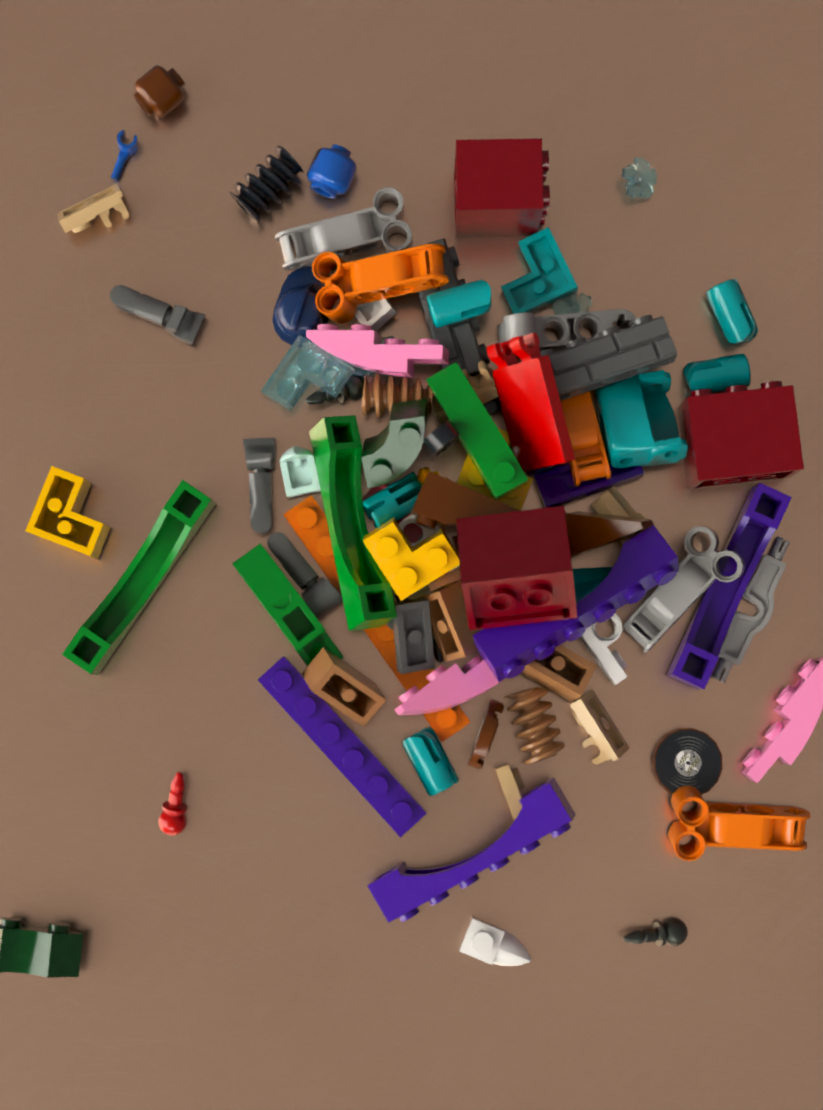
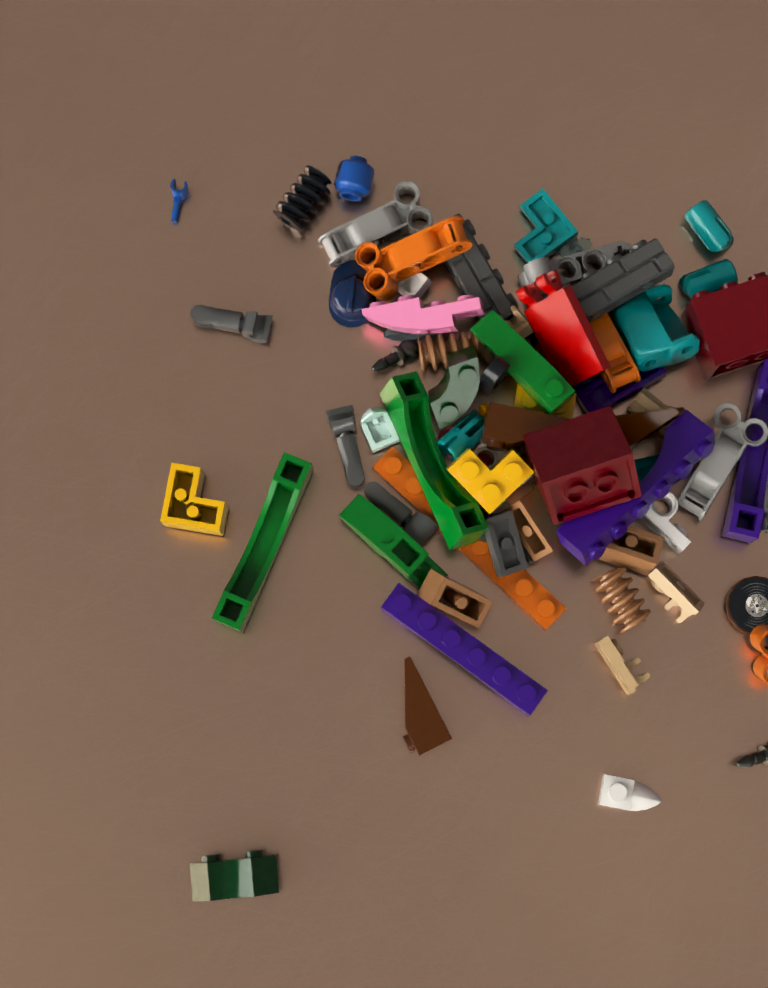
camera: 10 degrees left, 5 degrees down
(80, 214) = (152, 255): tan plate -> none
(159, 91) = (198, 142): reddish brown head -> none
(172, 819) = (331, 742): red bar -> none
(280, 815) = (422, 718): none -> reddish brown slope
(305, 365) = (364, 340): clear light blue plate -> none
(404, 888) = (541, 761): dark purple arch -> none
(430, 761) = (540, 648): teal arm -> none
(448, 688) = (543, 581): bright pink slope -> none
(459, 303) = (484, 261): teal arm -> none
(485, 734) = (582, 614): reddish brown tile -> none
(500, 187) = (497, 162): dark red container -> none
(639, 178) = (609, 135): clear light blue plant -> none

